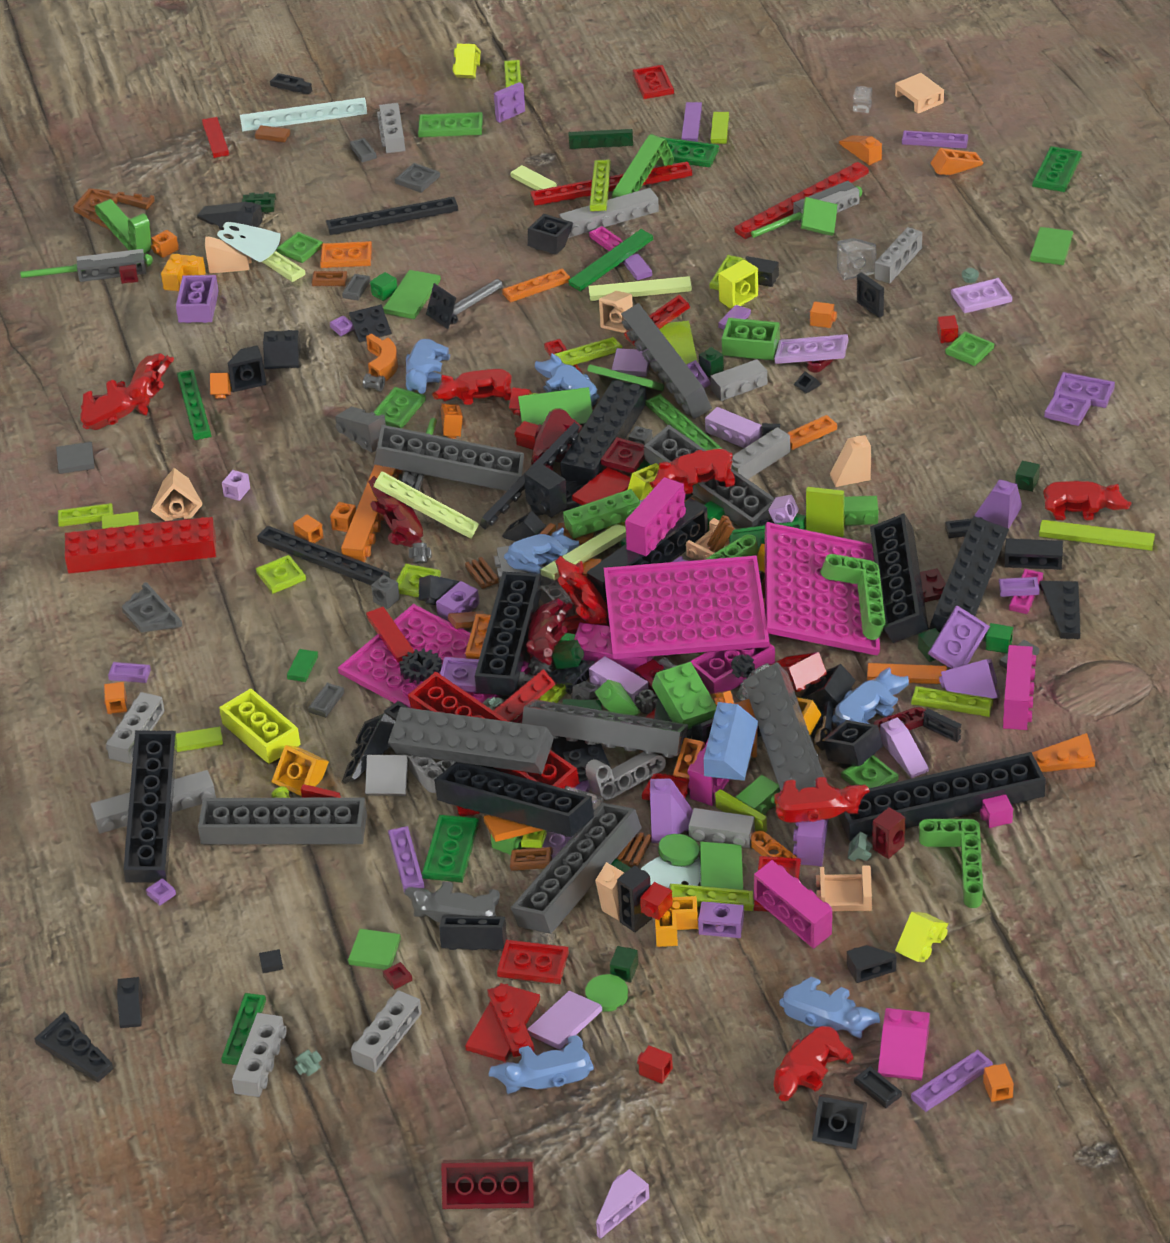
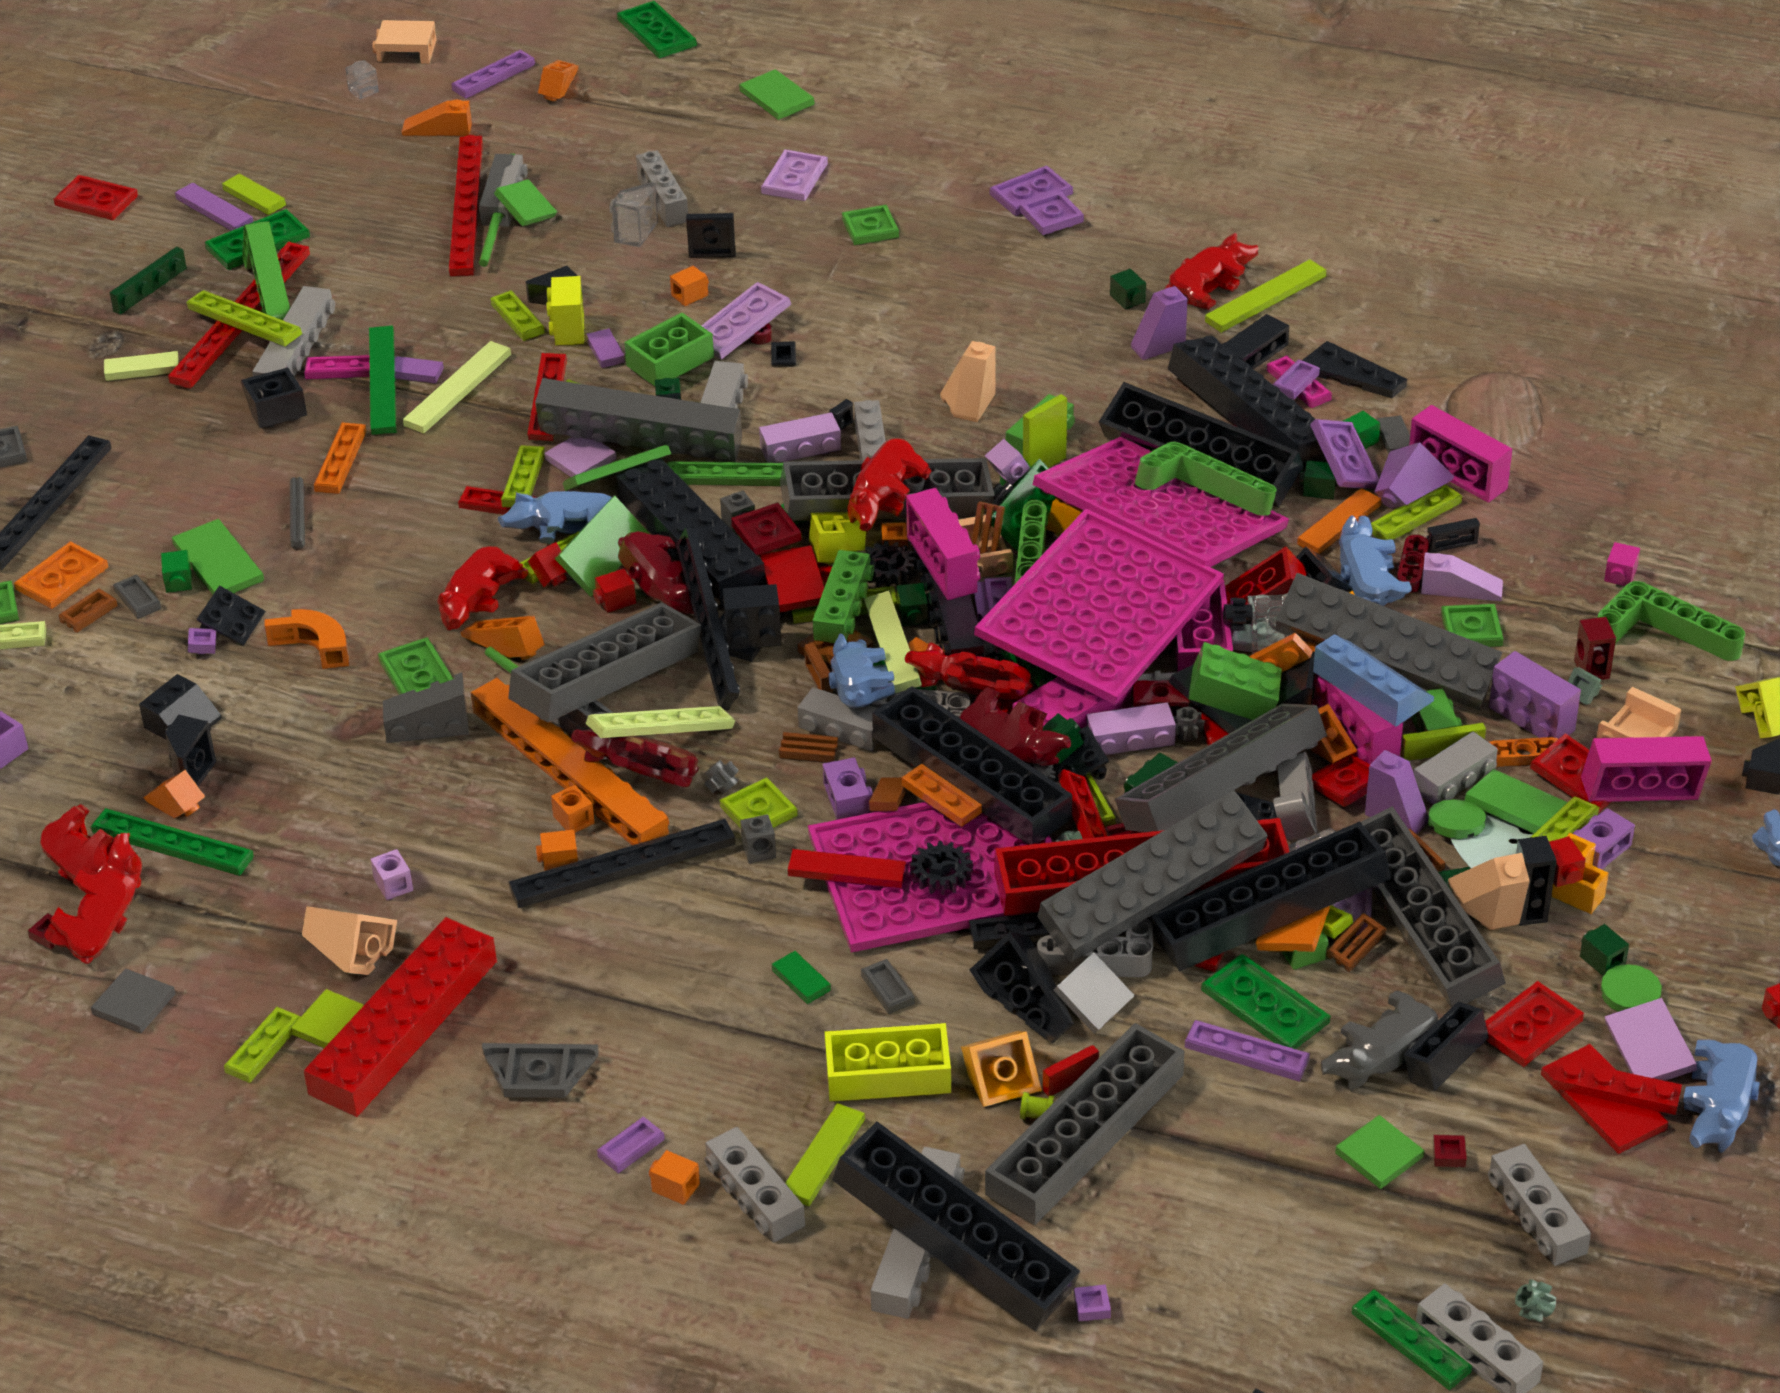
camera: 55 degrees left, 0 degrees up
(271, 961) = (1313, 1256): black tile -> none
(280, 574) = (604, 917): lime tile -> none
(379, 382) = (354, 659): dark grey bush -> none
(422, 362) = (377, 611): medium blue animal -> none
(434, 587) = (809, 794): black slope -> none
(442, 306) = (290, 540): black hinge -> none
(460, 672) = (986, 835): medium lavender plate -> none
(524, 527) = (779, 674): black slope -> none
(584, 691) = (1121, 765): dark grey bracket -> none
(611, 308) = (489, 419): light nougat slope -> none
(616, 699) = (1173, 740): bright green slope -> none
(811, 431) = (874, 384): orange plate -> none
(817, 802) = (1537, 661): red animal -> none
(852, 743) = (1429, 600): black brick -> none
(947, 328) = (826, 220): red brick -> none
(949, 793) = (1570, 581): black brick -> none
(957, 528) = (1151, 371): black tile -> none
(970, 275) = (753, 164): sand green plate -> none
(1066, 755) = (1577, 482): orange wing -> none

